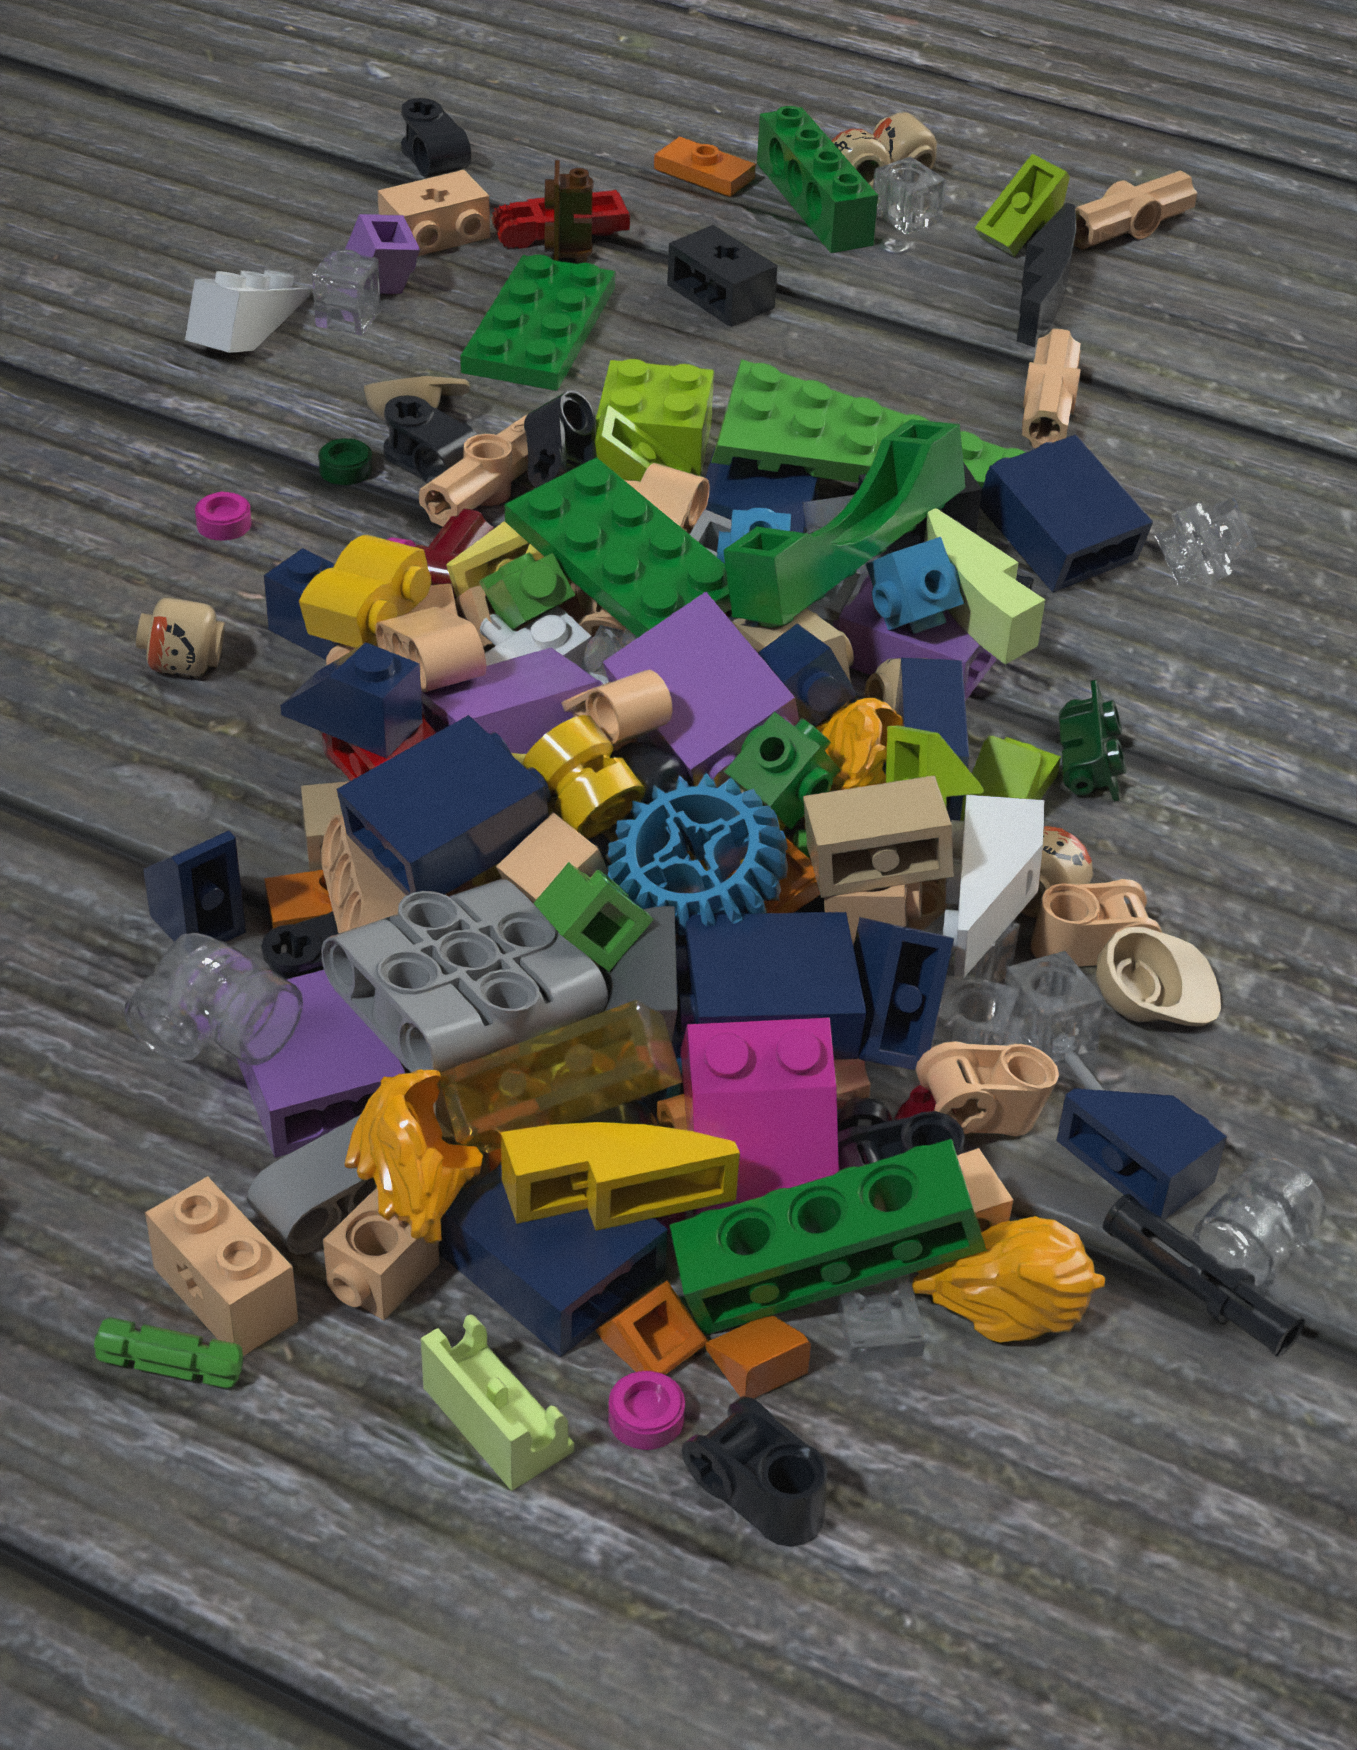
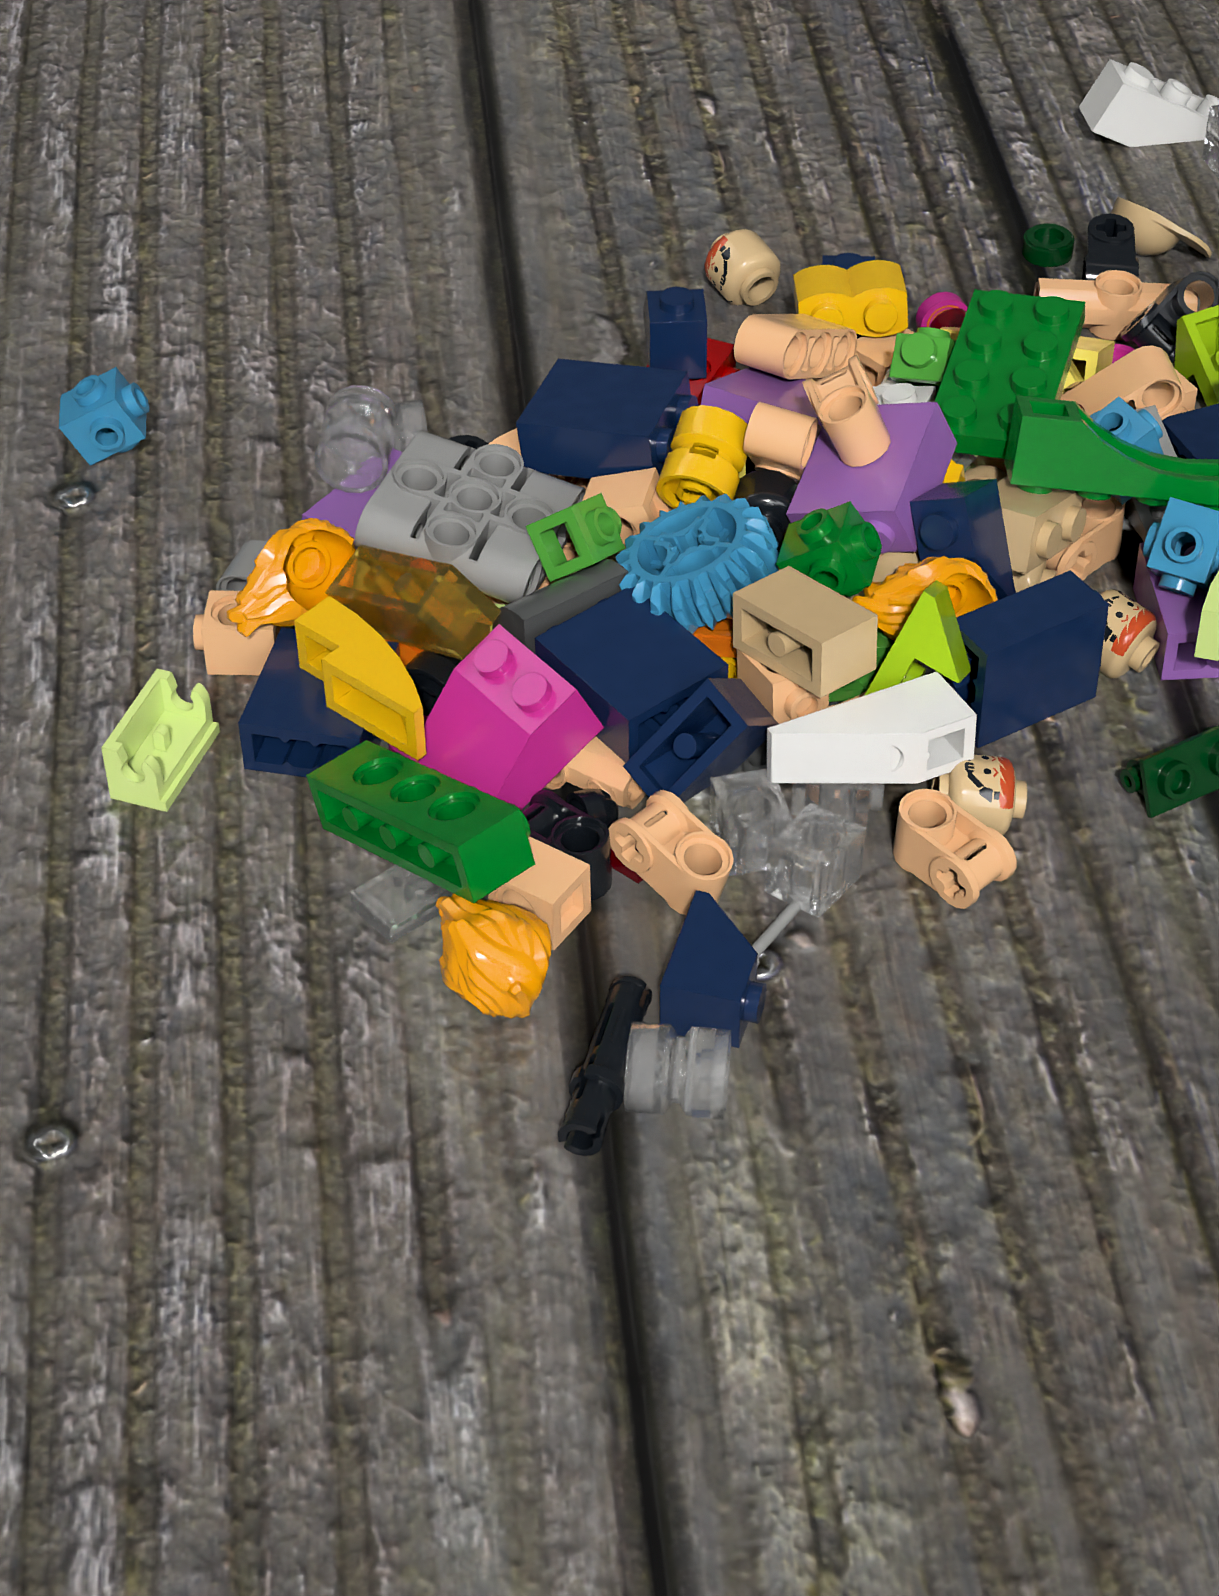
camera: 60 degrees right, 0 degrees up
(168, 1352) = (91, 591): bright green axle -> none
(198, 890) = (482, 391): dark blue slope -> none
(222, 1266) = (165, 570): light nougat brick -> none
(223, 516) = (911, 225): dark pink tile -> none
(646, 1410) = (223, 825): dark pink tile -> none
(649, 639) = (850, 414): none -> light nougat piece
(653, 1332) = (287, 798): orange slope -> none
(753, 1465) = (201, 899): black piece -> none
(761, 1355) = (314, 858): orange slope -> none
(1013, 770) = (1066, 739): lime slope -> none
(1157, 978) = (919, 910): tan cap -> none

